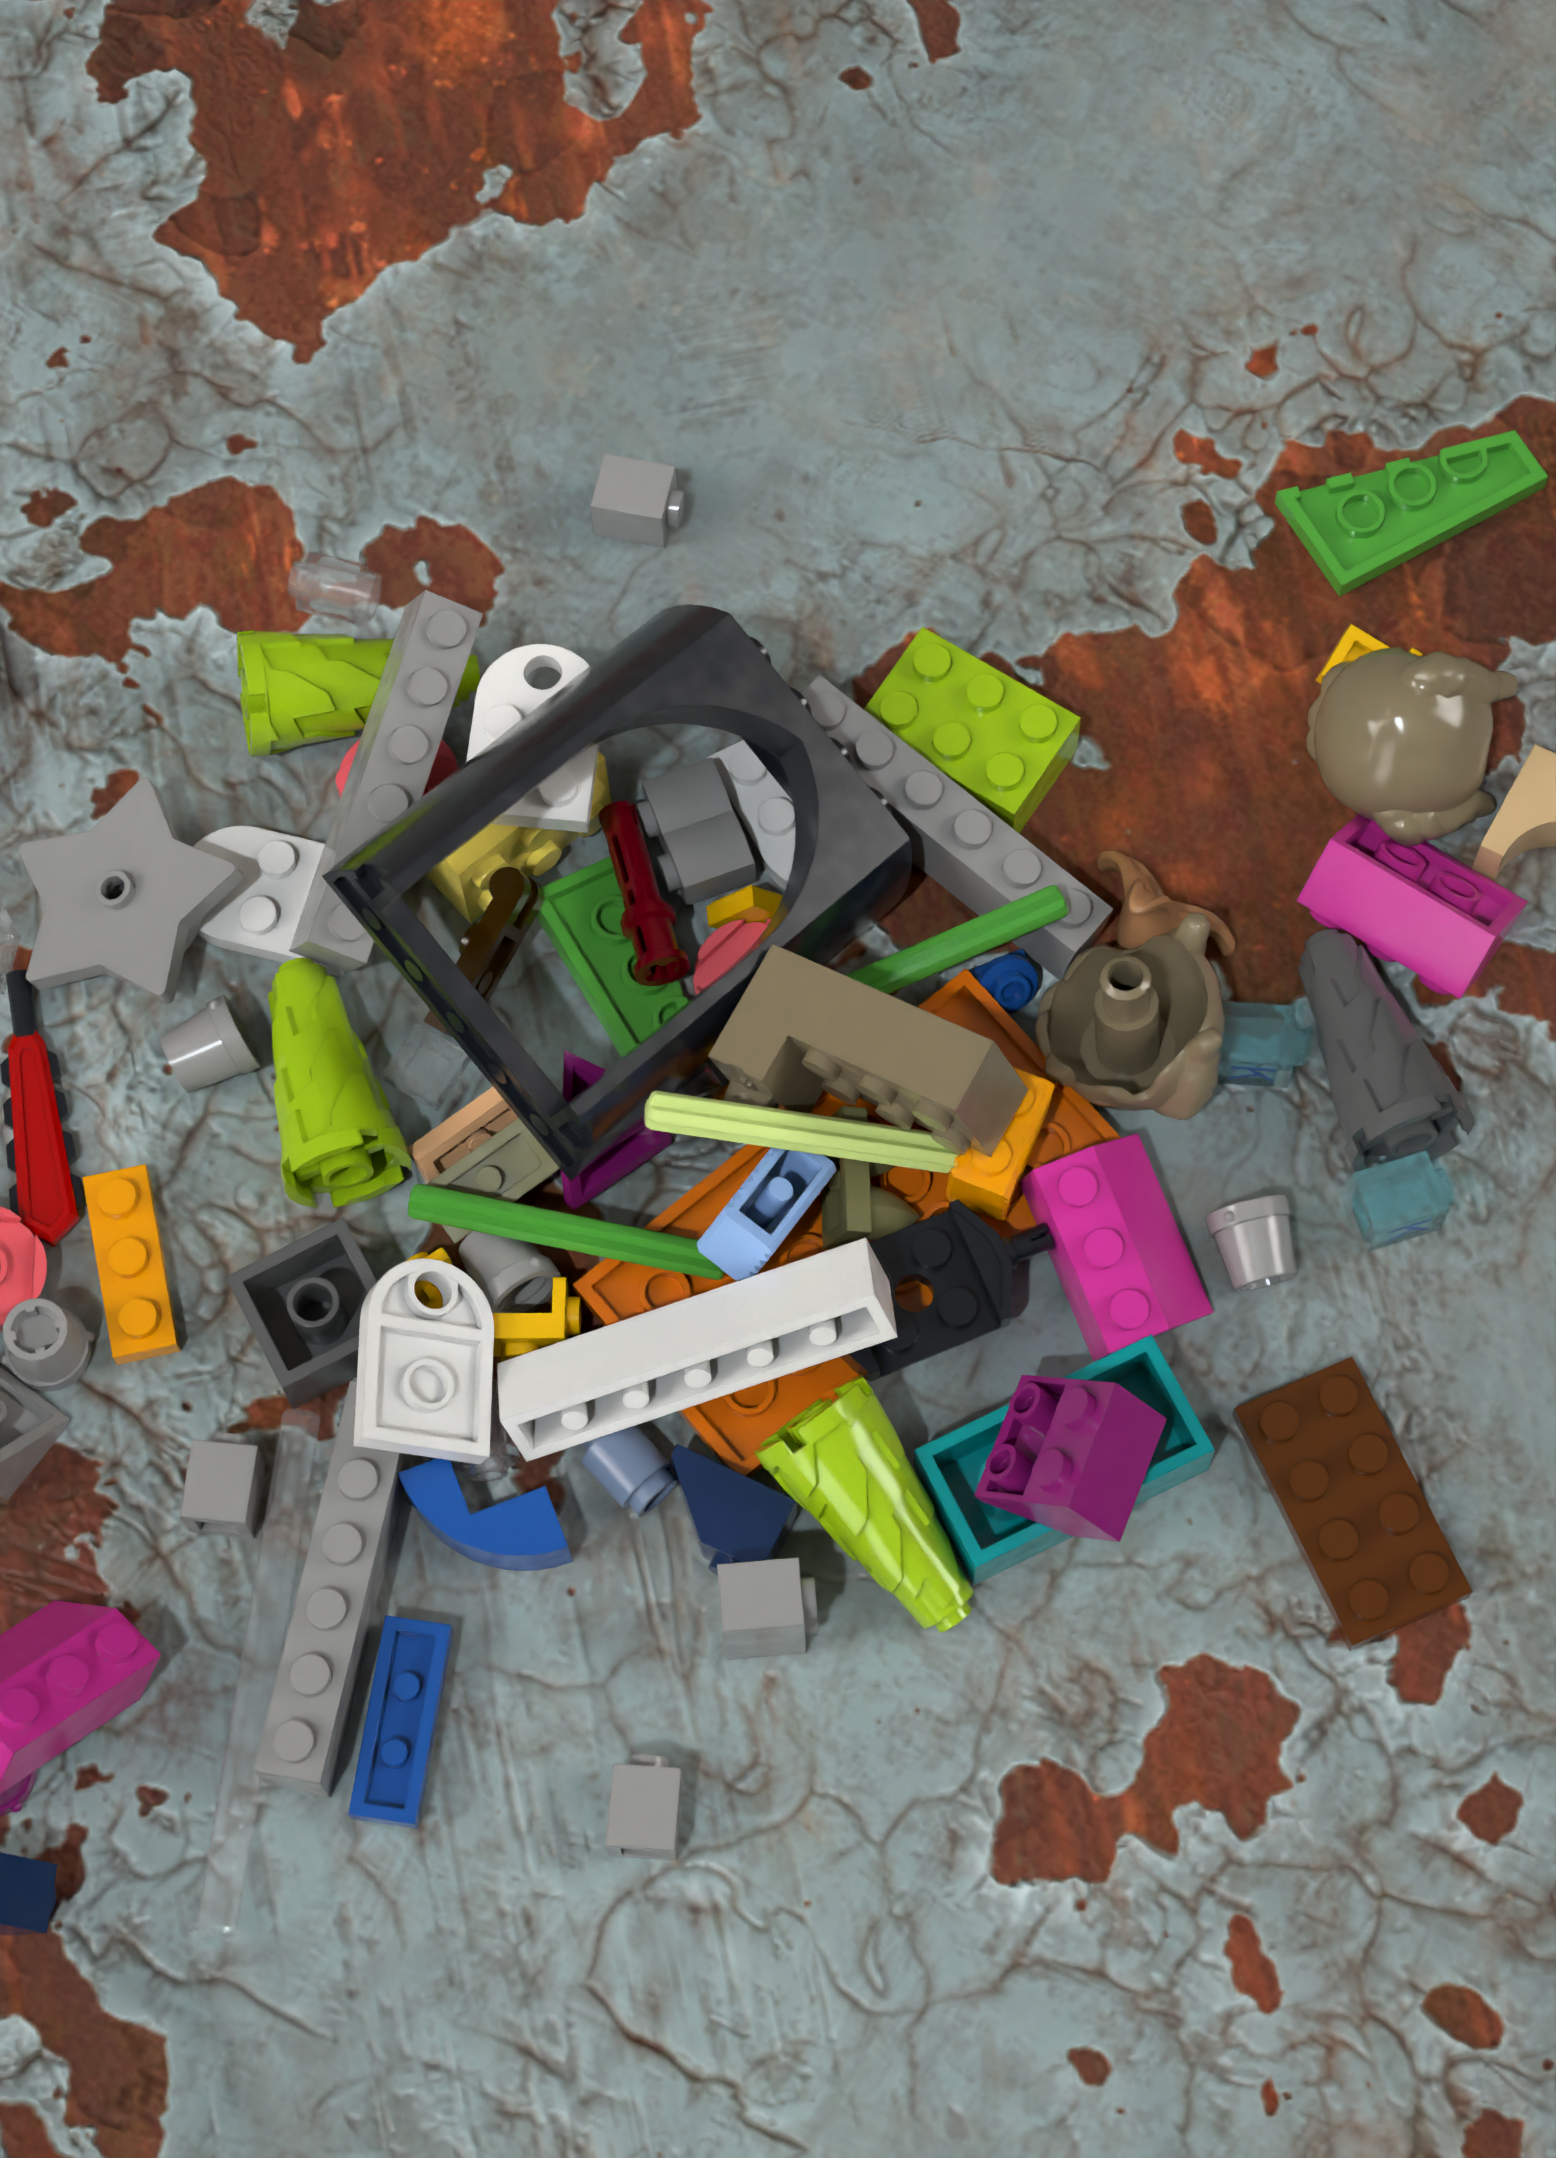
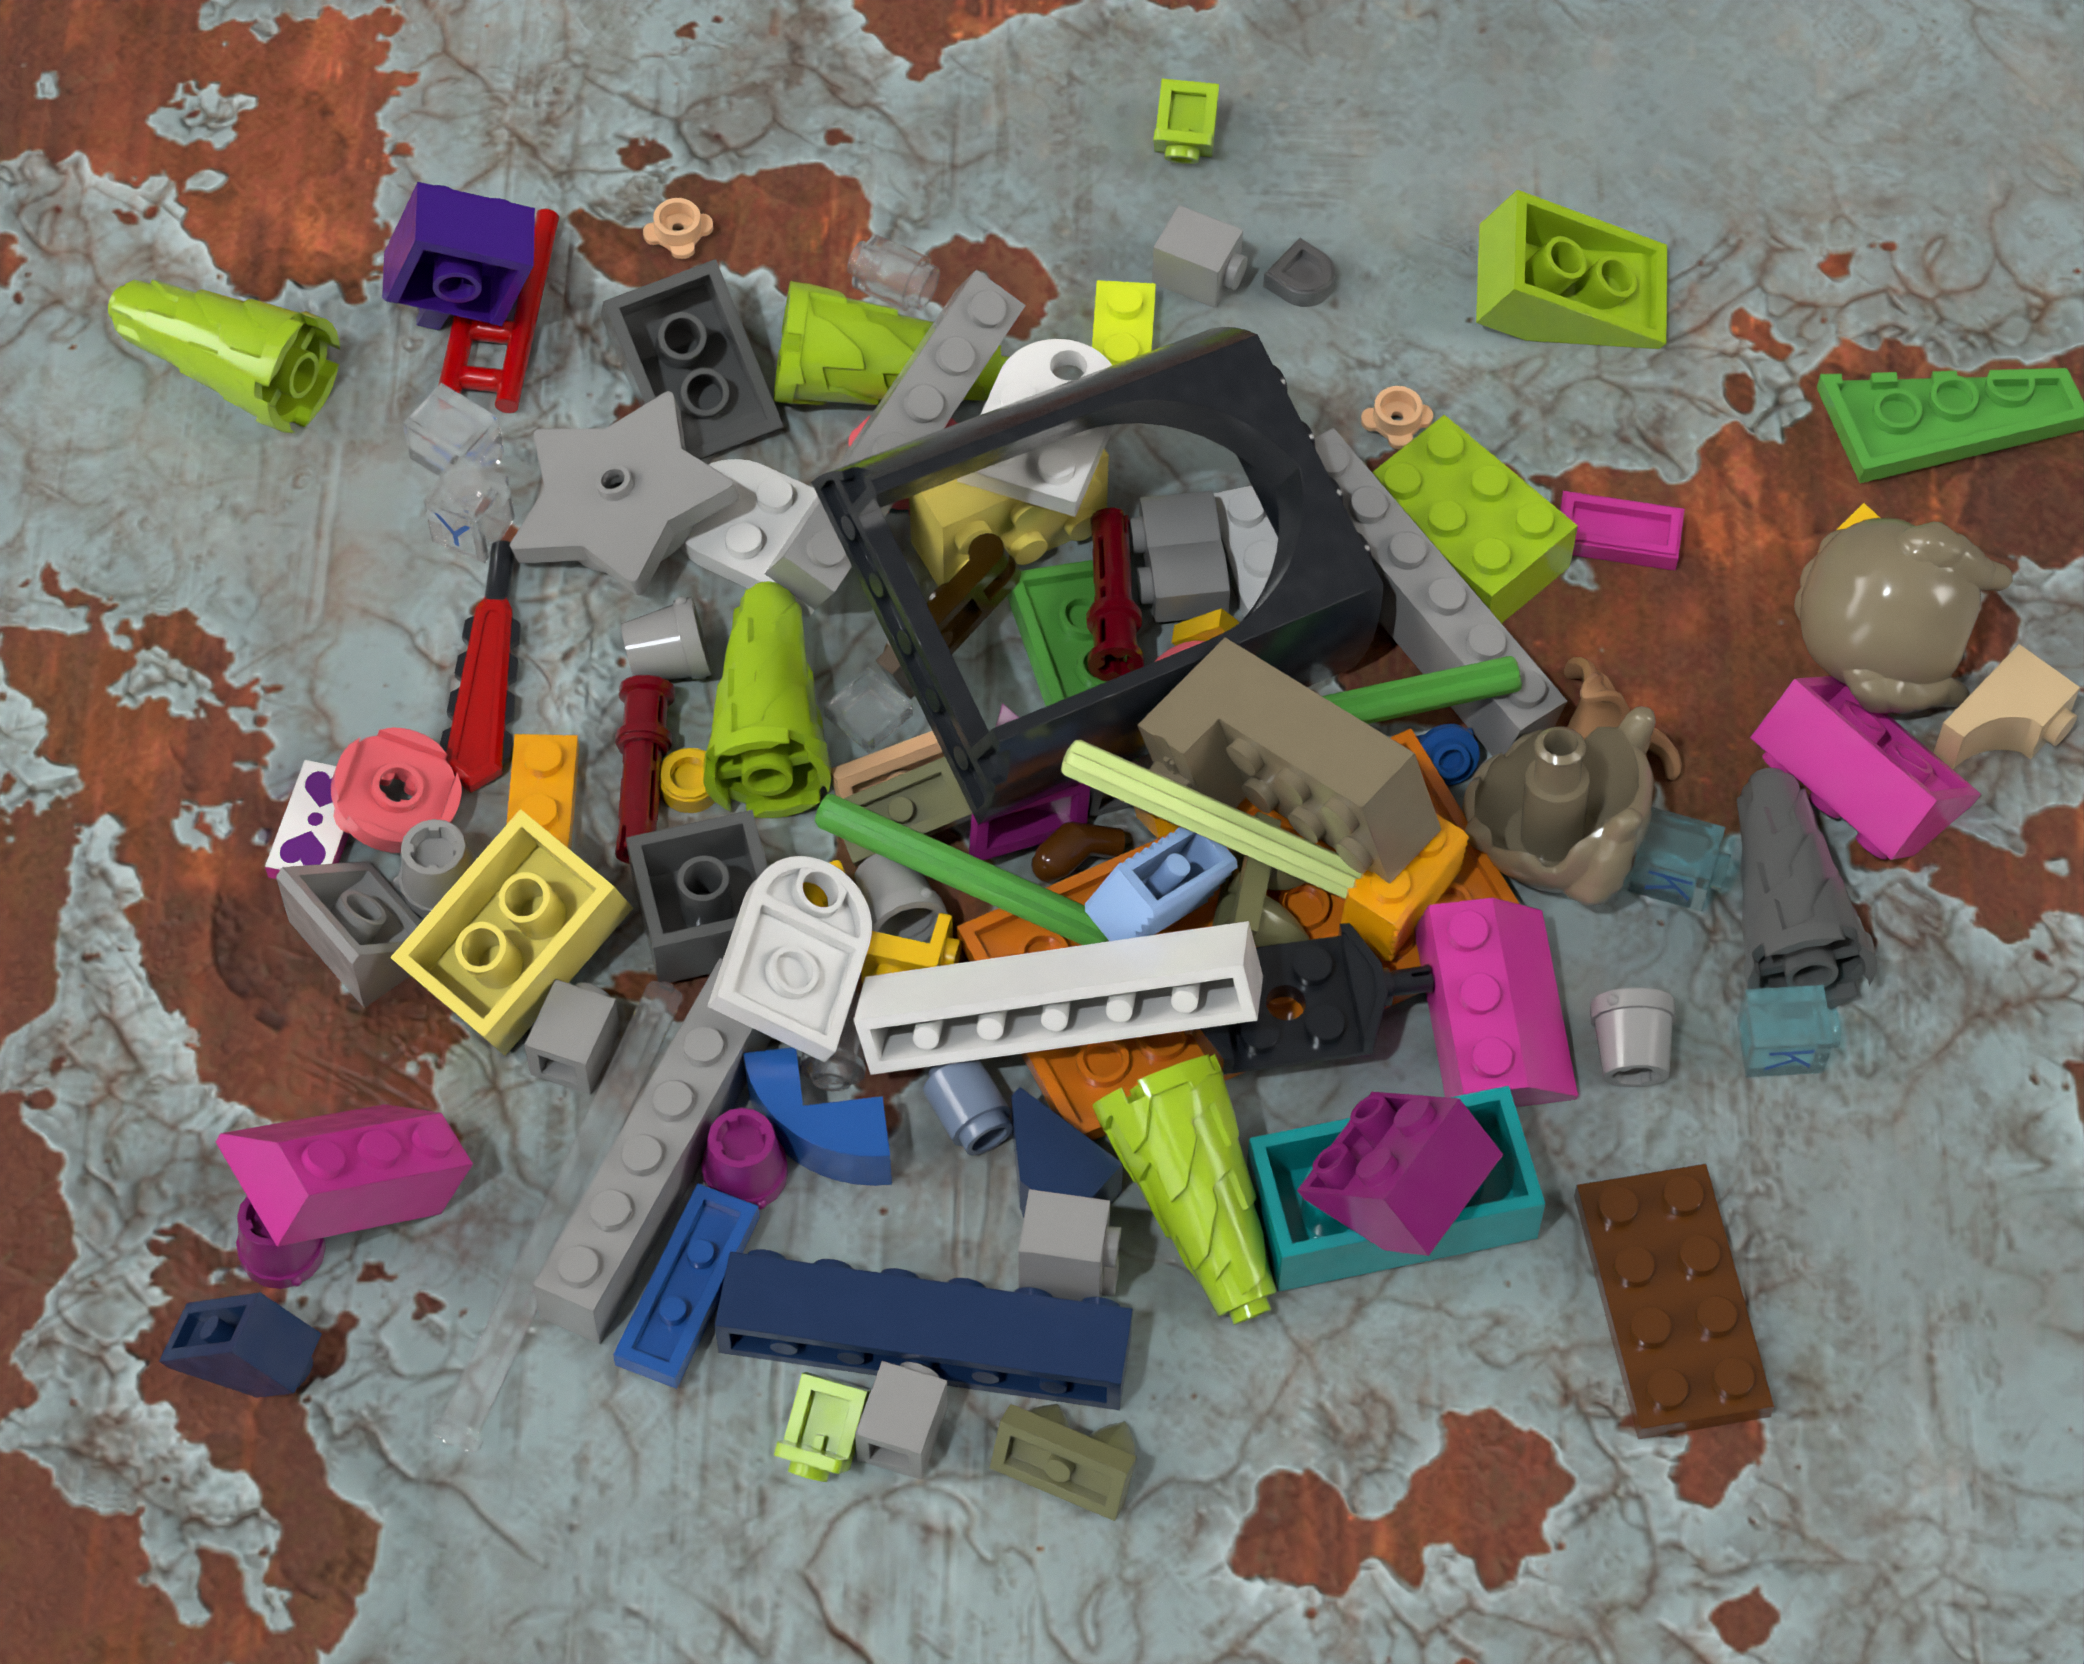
camera: 10 degrees right, 10 degrees down
(100, 569) = (673, 215): none -> light nougat plate
(136, 1401) = (510, 930): none -> light yellow brick
(154, 721) = (691, 342): none -> dark grey slope
(213, 1159) = (643, 744): none -> dark red pin
(261, 1185) = (683, 781): none -> yellow tile
(425, 1579) = (745, 1158): none -> magenta piece
(570, 1839) = (822, 1427): none -> lime bracket
(579, 598) = (1123, 319): none -> neon yellow plate
(587, 352) = (1186, 120): none -> lime bracket
(654, 1710) = (958, 1328): none -> dark blue brick
(663, 1168) = (1072, 845): none -> reddish brown arm
(741, 494) = (1301, 275): none -> flat silver tile
(830, 1819) = (1070, 1465): none -> olive tile
(877, 613) = (1402, 403): none -> light nougat plate
(1008, 440) = (1569, 277): none -> lime slope
(1121, 699) = (1624, 530): none -> dark pink tile

